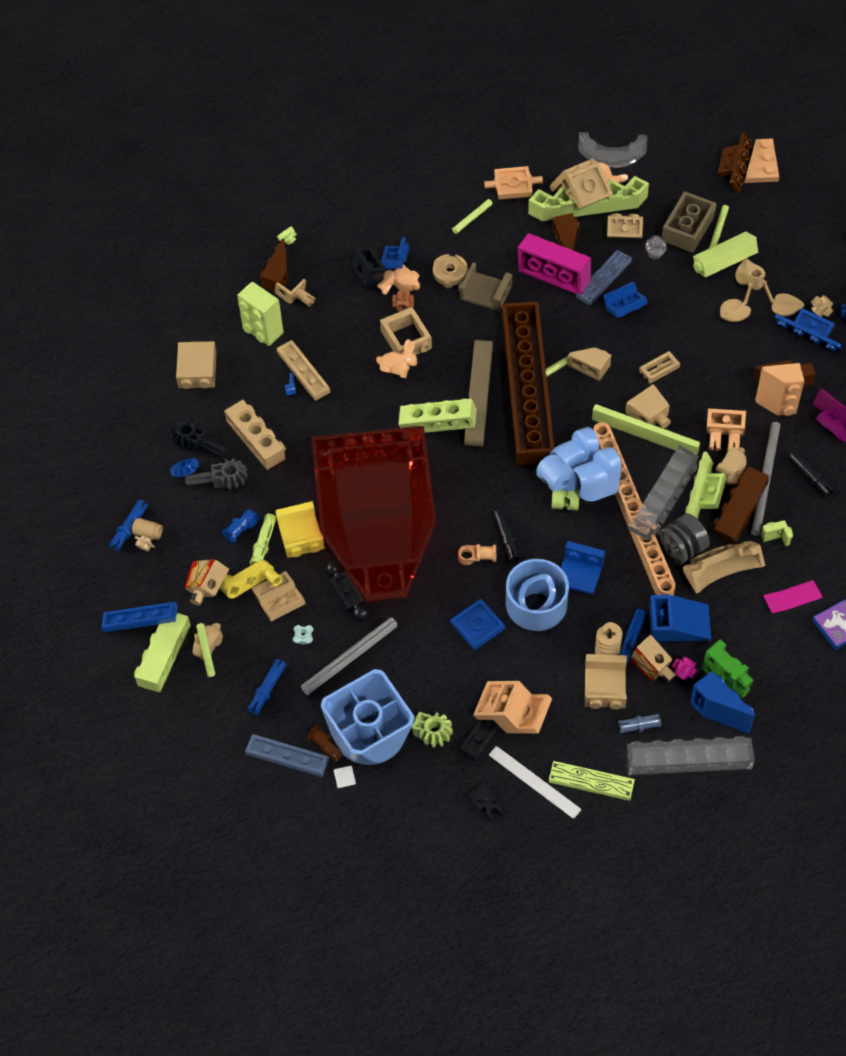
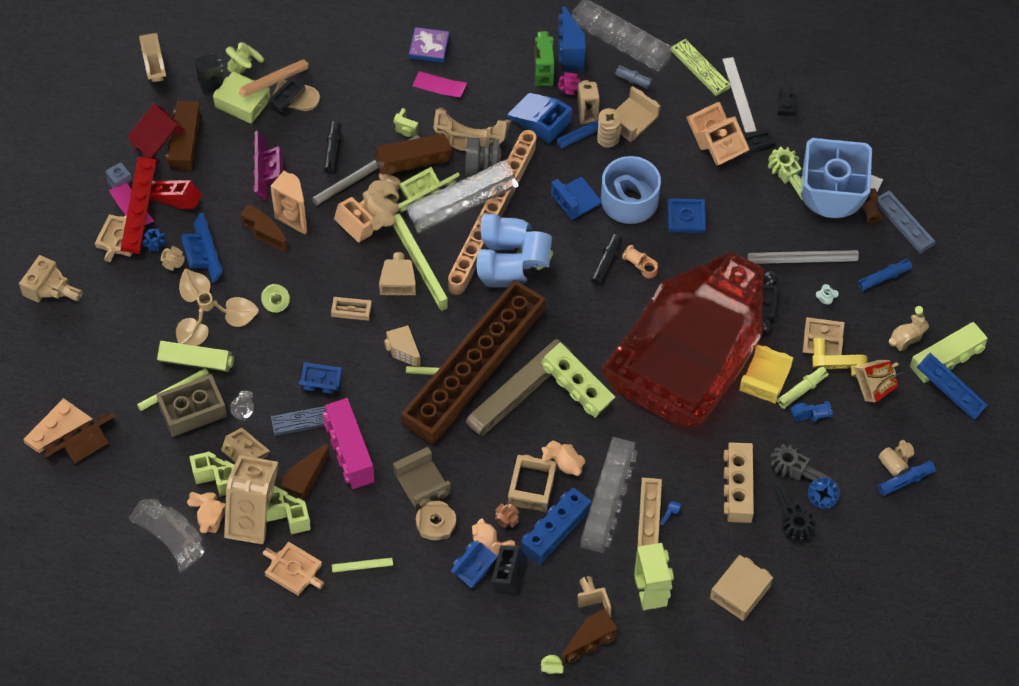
camera: 145 degrees left, 0 degrees up
(345, 363) = (608, 494): none -> clear brick
(362, 319) = (556, 525): none -> blue brick
(712, 439) = (381, 210): none -> tan animal
(718, 330) = (275, 298): none -> yellowish green plate

